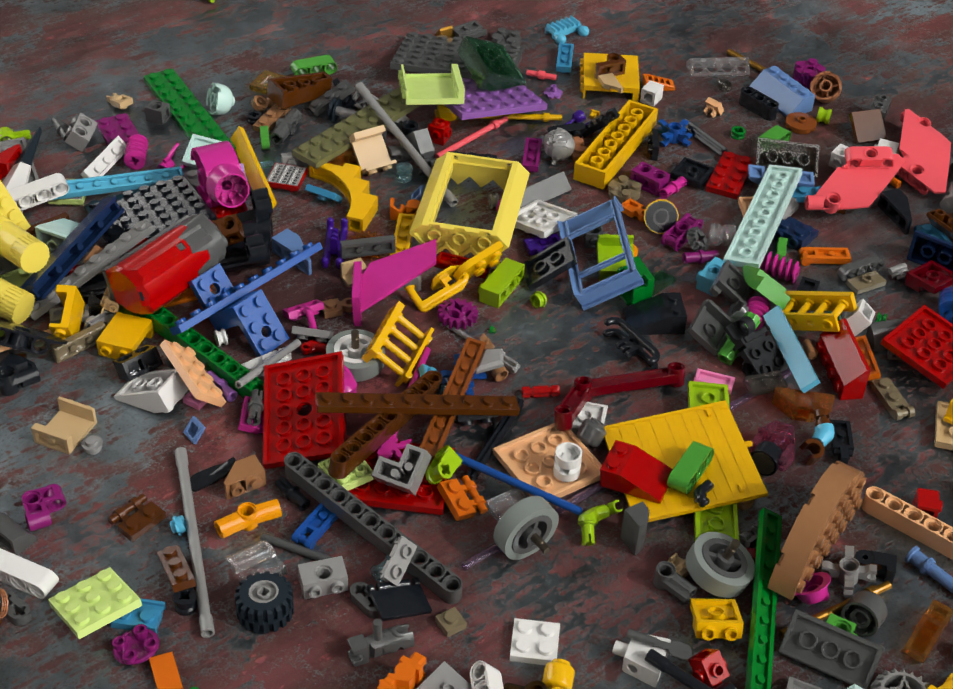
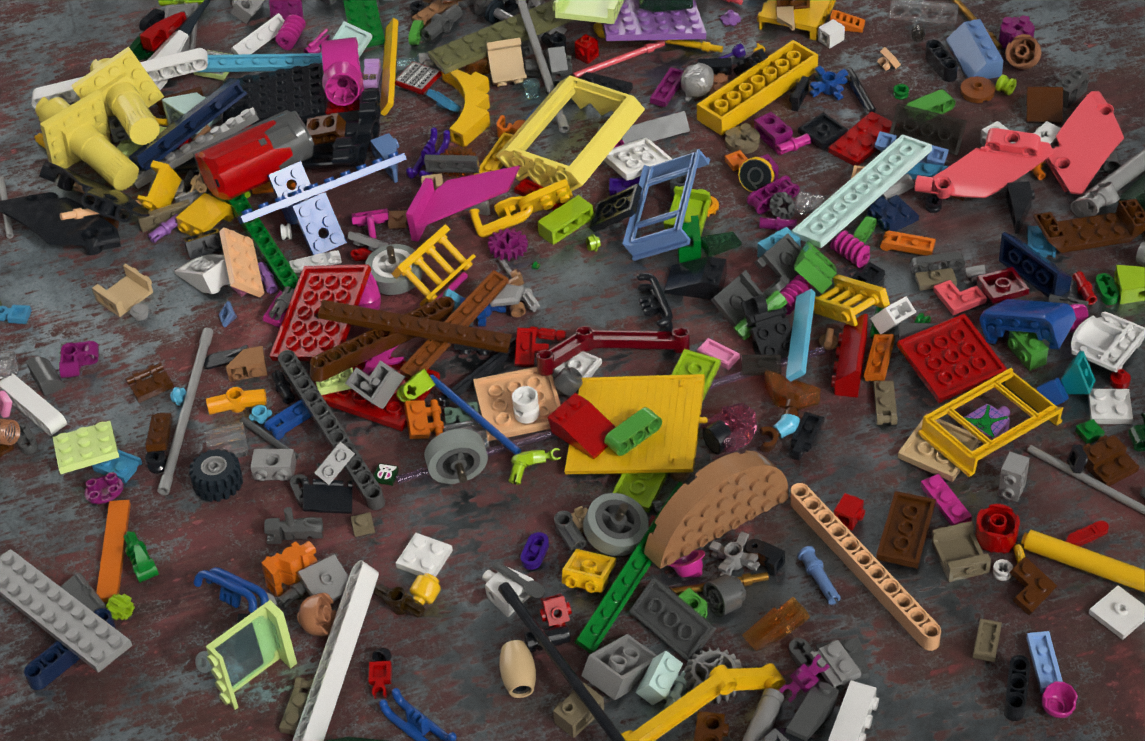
camera: 25 degrees right, 5 degrees up
(83, 355) = (164, 229): none -> medium lavender pin
(272, 360) = (317, 261): light grey piece -> none
(280, 527) = (260, 414): none -> medium azure plate
(450, 560) = (386, 474): none -> tile
(494, 485) = (458, 414): none -> sand green plate
(531, 408) = (527, 347): none -> red plate
(635, 527) = (558, 476): dark grey brick -> none
(649, 612) = (532, 554): none -> dark purple plate
(701, 492) = (631, 455): black arm -> none
(824, 220) = (933, 204): none -> black bush
(897, 298) = (959, 301): none -> coral plate

